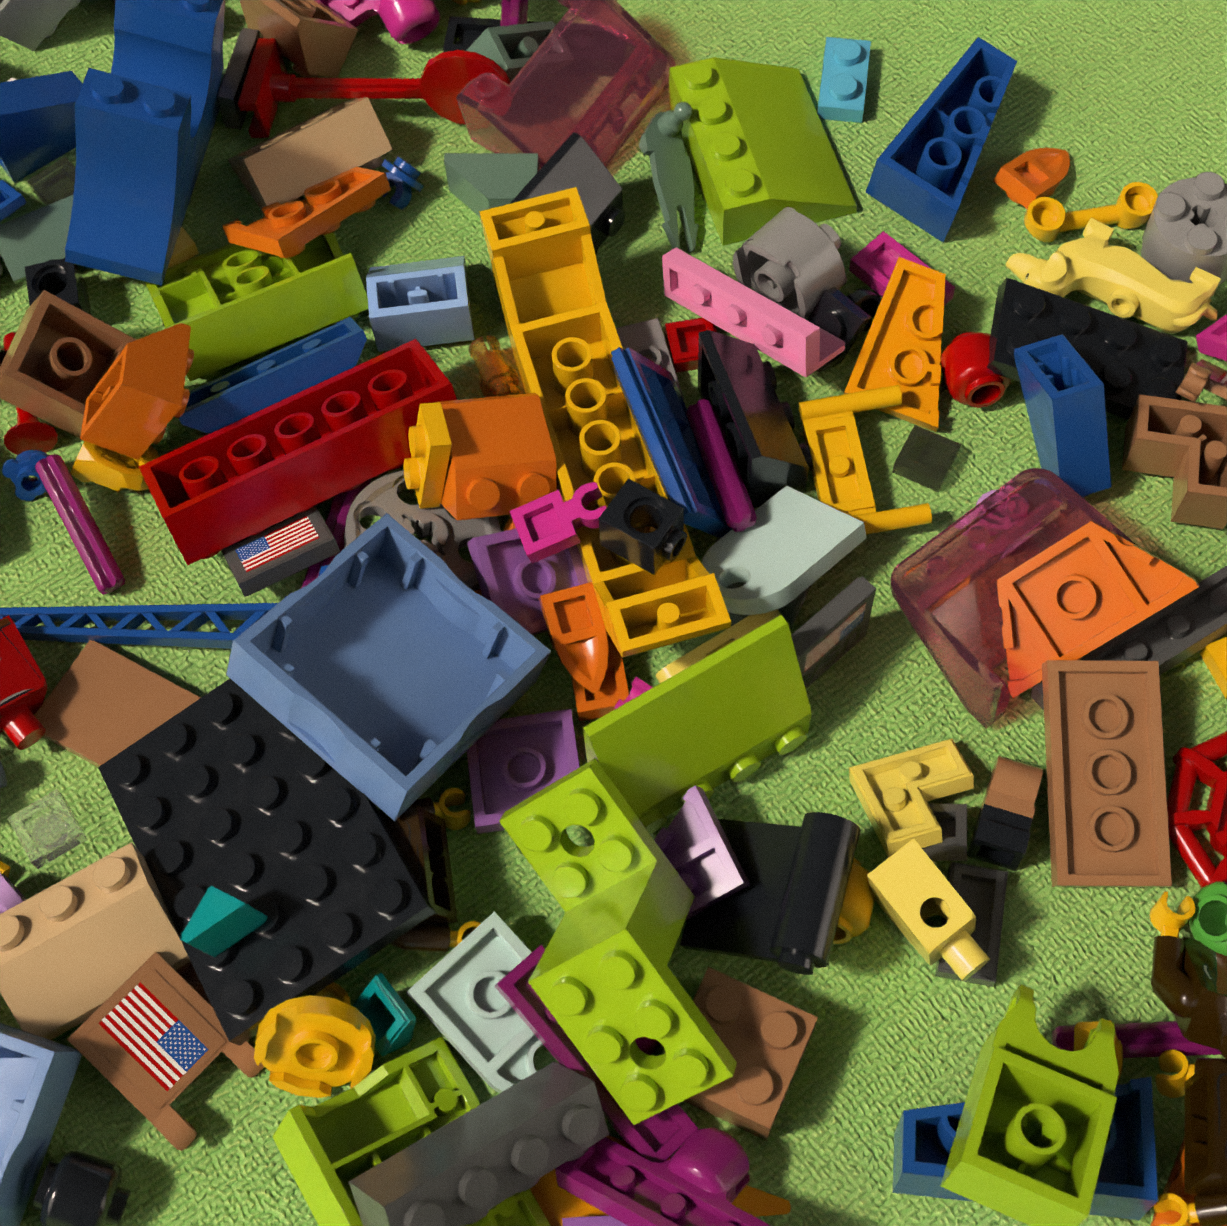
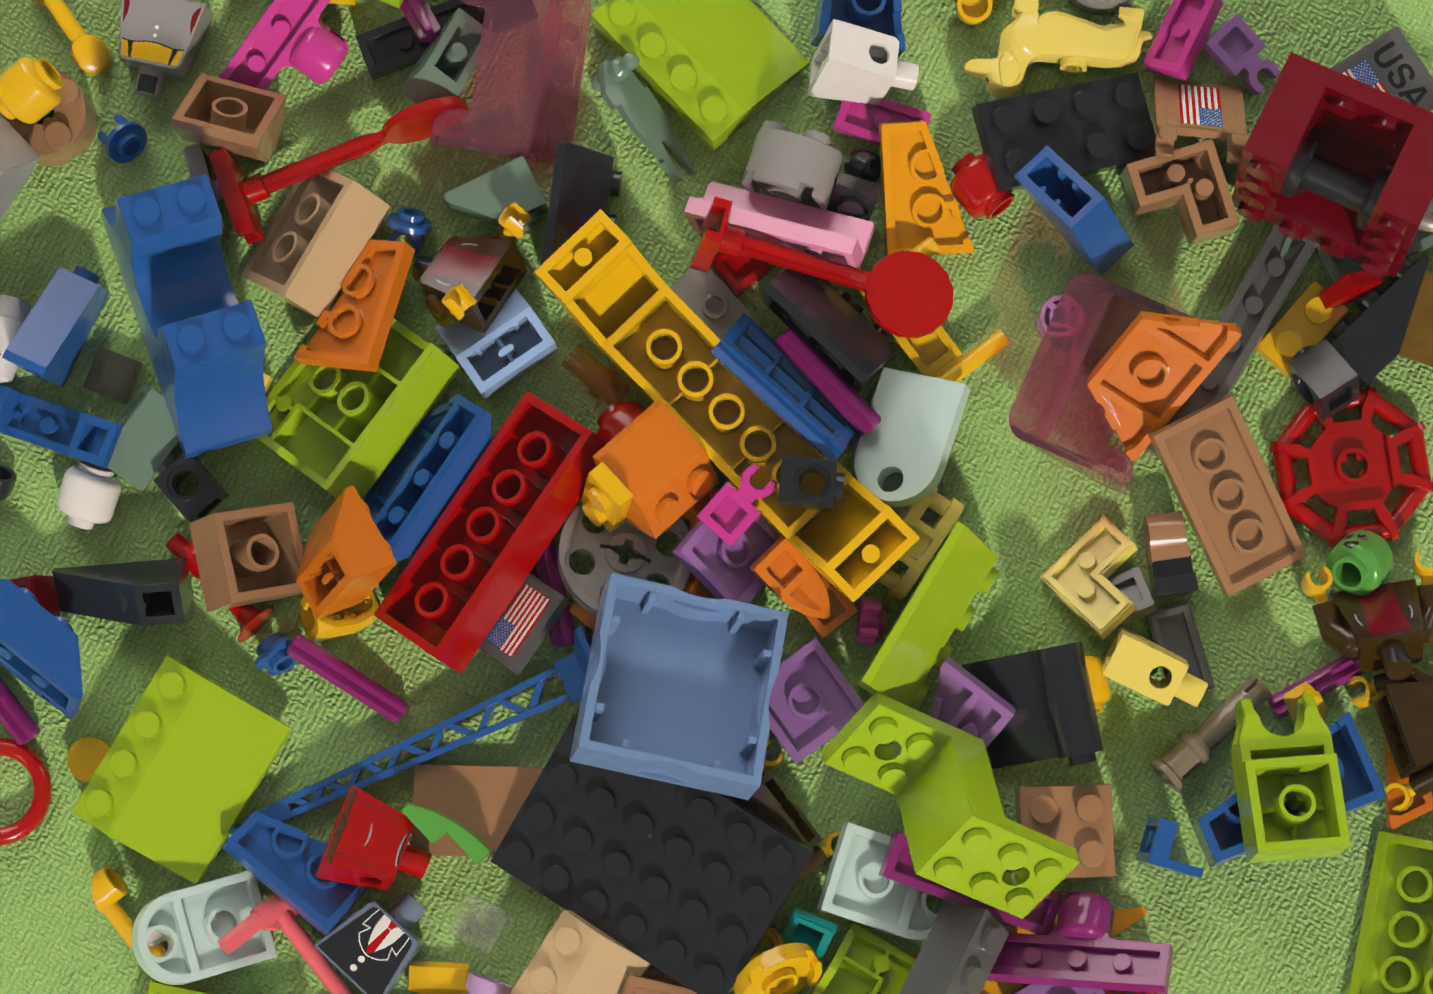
camera: 25 degrees left, 20 degrees up
(71, 707) = (436, 824): none -> bright green slope
(220, 922) = (672, 934): teal slope -> none
(432, 227) = (474, 274): none -> torso
(832, 1137) = (1157, 845): none -> blue panel
(834, 630) = (982, 486): dark grey tile -> none
(836, 411) = (902, 292): none -> red piece
(902, 203) = (858, 65): none -> white torso
(926, 458) = (977, 281): clear smoke tile -> none
(944, 1036) = (1196, 746): none -> dark tan pin

